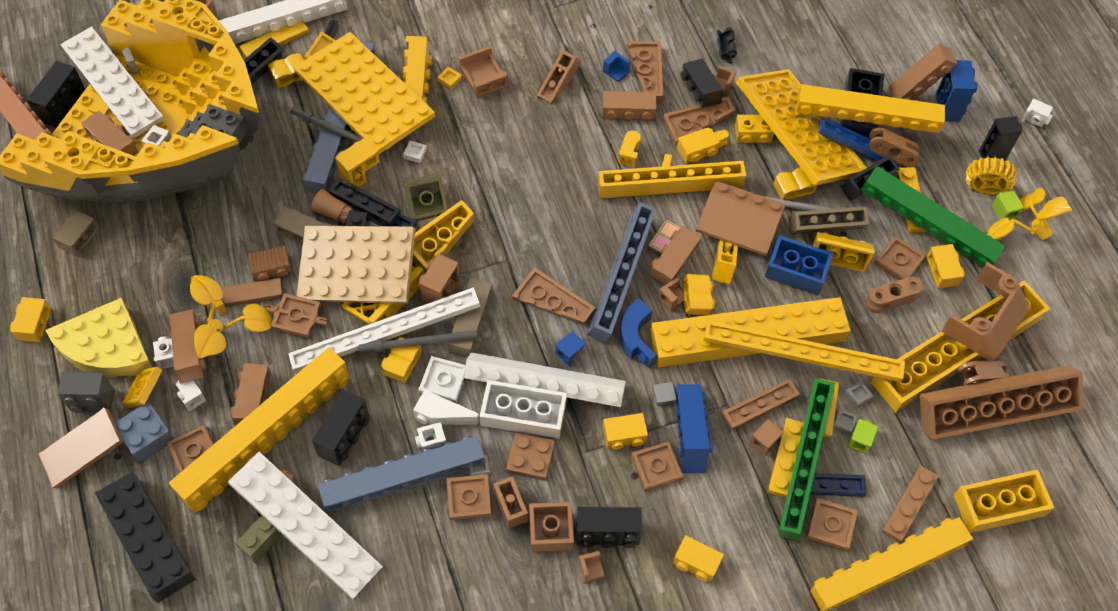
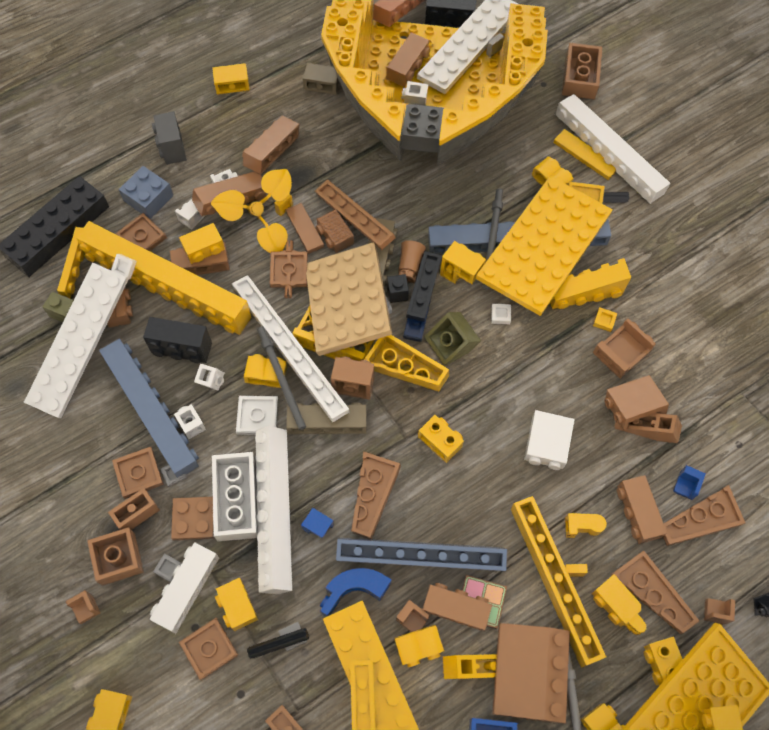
camera: 75 degrees right, 5 degrees up
(80, 448) = (121, 153): tile -> none
(102, 341) = (221, 134): light yellow brick -> none
(141, 387) = (184, 175): yellow tile -> none
(142, 294) = (270, 144): none -> medium nougat brick
(196, 521) = (71, 268): none -> yellow plate
(241, 379) = (202, 243): none -> yellow brick
(243, 452) = (123, 265): none -> white plate
(258, 60) = (544, 146): black brick -> none
(261, 238) = (355, 214): none -> medium nougat plate
(393, 406) = (214, 378): none -> white brick
(435, 409) = (219, 416): white slope -> none
(520, 230) = (441, 438): none -> yellow brick
(536, 77) = (635, 400): none -> medium nougat panel
(548, 150) = (549, 440): none -> white brick
(572, 488) = (166, 567): none -> light grey tile
(597, 473) = (184, 587): none -> white brick
(608, 526) = (122, 612): black brick -> none
(669, 403) = (278, 643): none -> black axle
(693, 428) = (255, 674): blue wedge -> none
(702, 83) = (702, 584): black brick -> none

